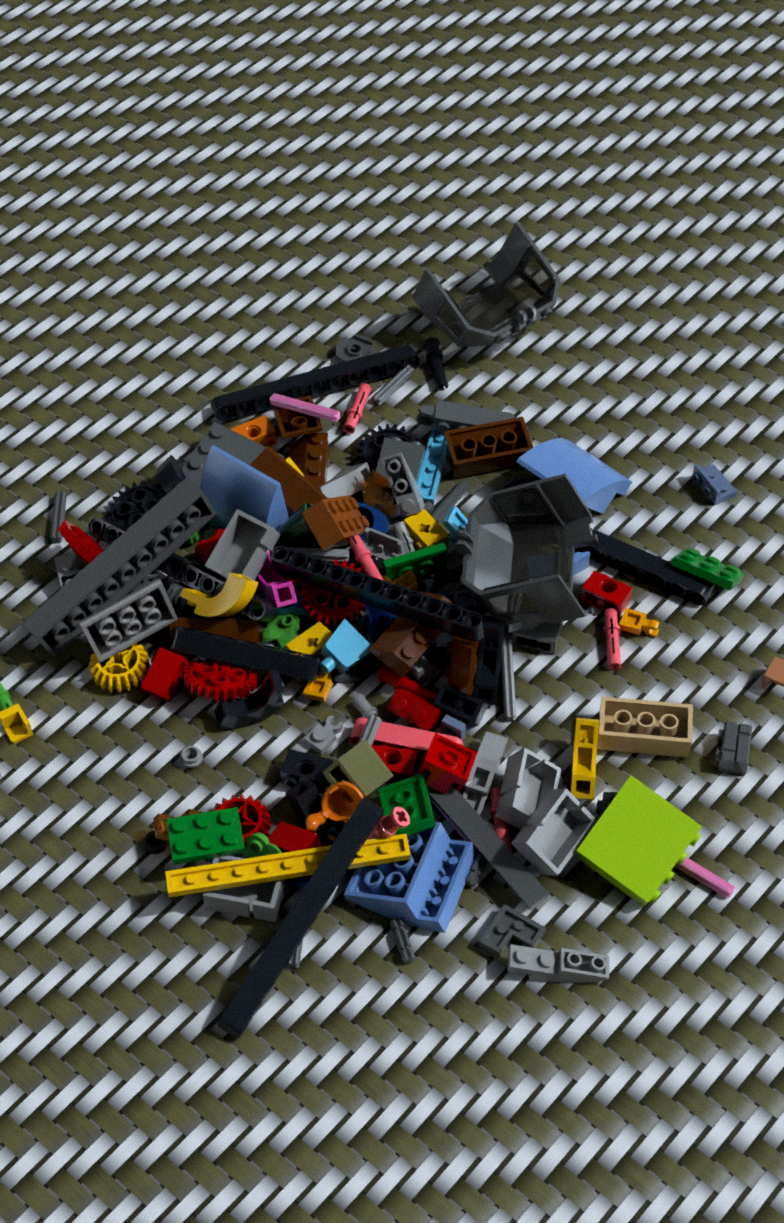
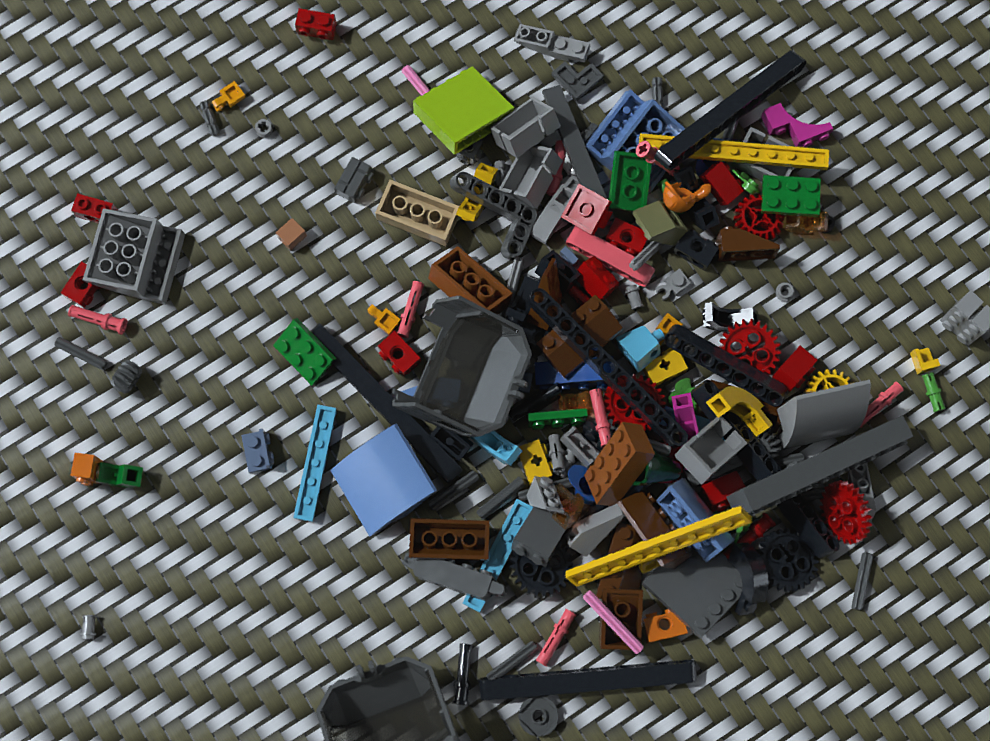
camera: 165 degrees left, 25 degrees up
(57, 676) = (885, 398): none -> coral pin
(203, 935) = (802, 134): none -> dark pink arch
(254, 776) = (743, 246): none -> reddish brown slope
(273, 448) = (659, 546): none -> yellow plate
(555, 660) = (462, 276): none -> dark orange brick
(560, 751) = (499, 207): none -> dark grey beam
(650, 486) = (315, 463): none -> medium azure plate

